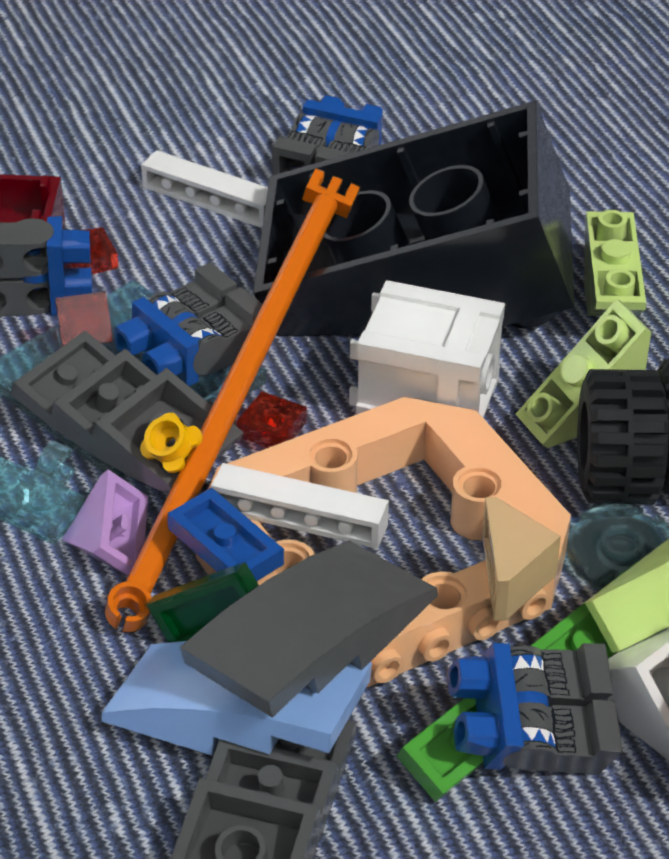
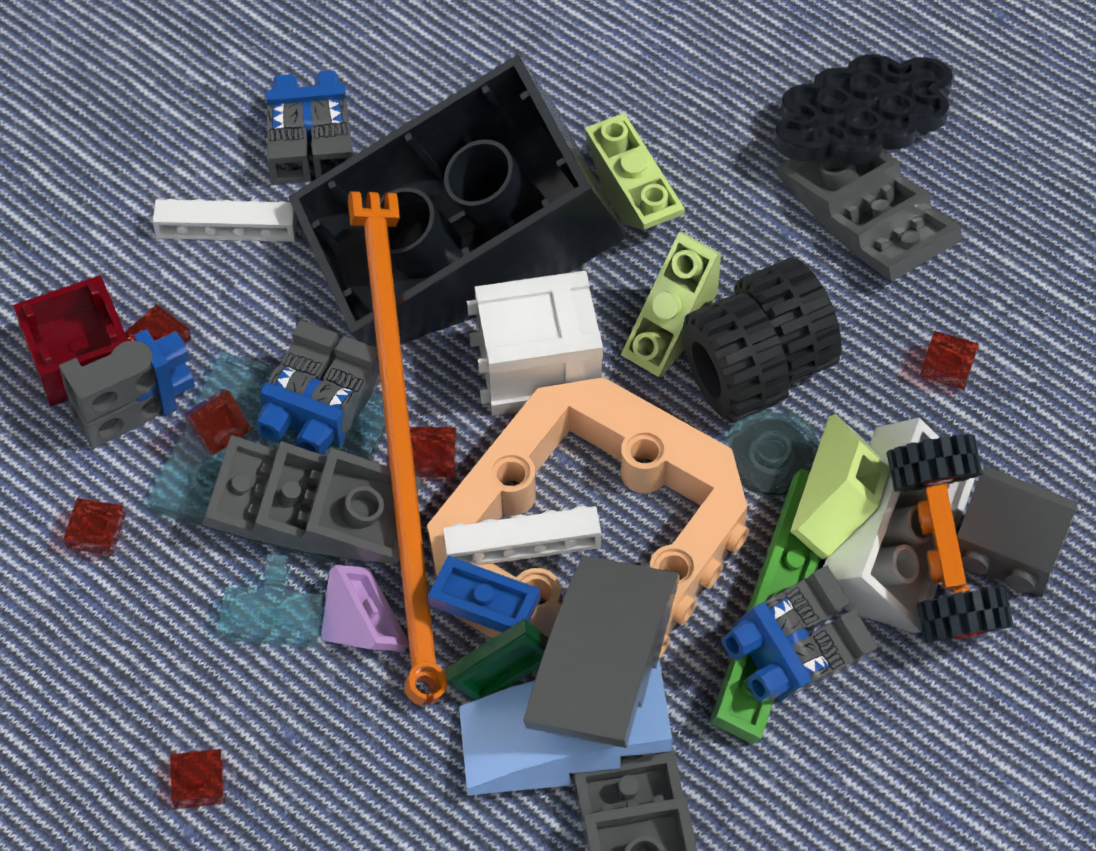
camera: 25 degrees left, 15 degrees up
(161, 432) = (367, 527): yellow plate -> none
(518, 556) = (717, 512): tan slope -> none

